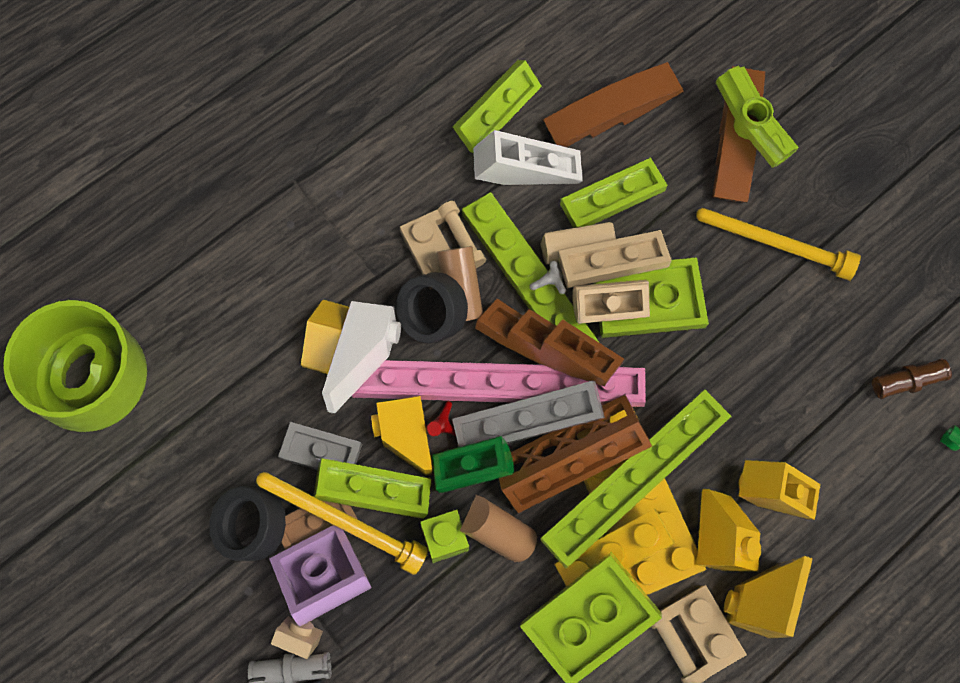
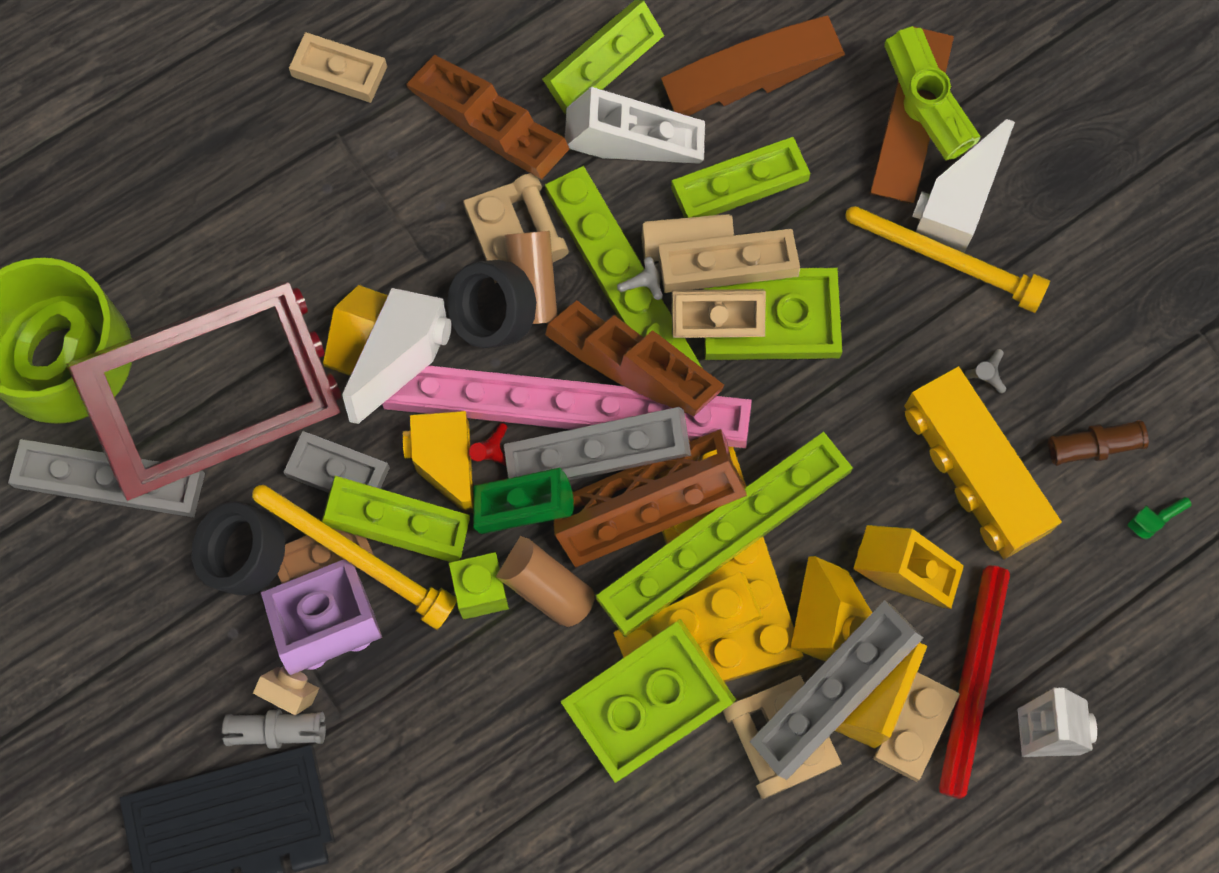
camera: 10 degrees right, 0 degrees up
(134, 473) = (90, 477): none -> light grey plate
(135, 435) = (112, 430): none -> door
(290, 128) = (338, 67): none -> tan plate
(411, 159) = (488, 117): none -> dark orange slope
(742, 599) = (836, 690): none -> light grey plate
(784, 194) = (961, 192): none -> white slope
(808, 623) = (917, 727): none -> tan plate
(821, 329) = (989, 371): none -> light grey bar
(826, 404) = (980, 463): none -> yellow brick
(841, 578) = (974, 682): none -> red axle
(911, 611) = (1056, 725): none -> white slope

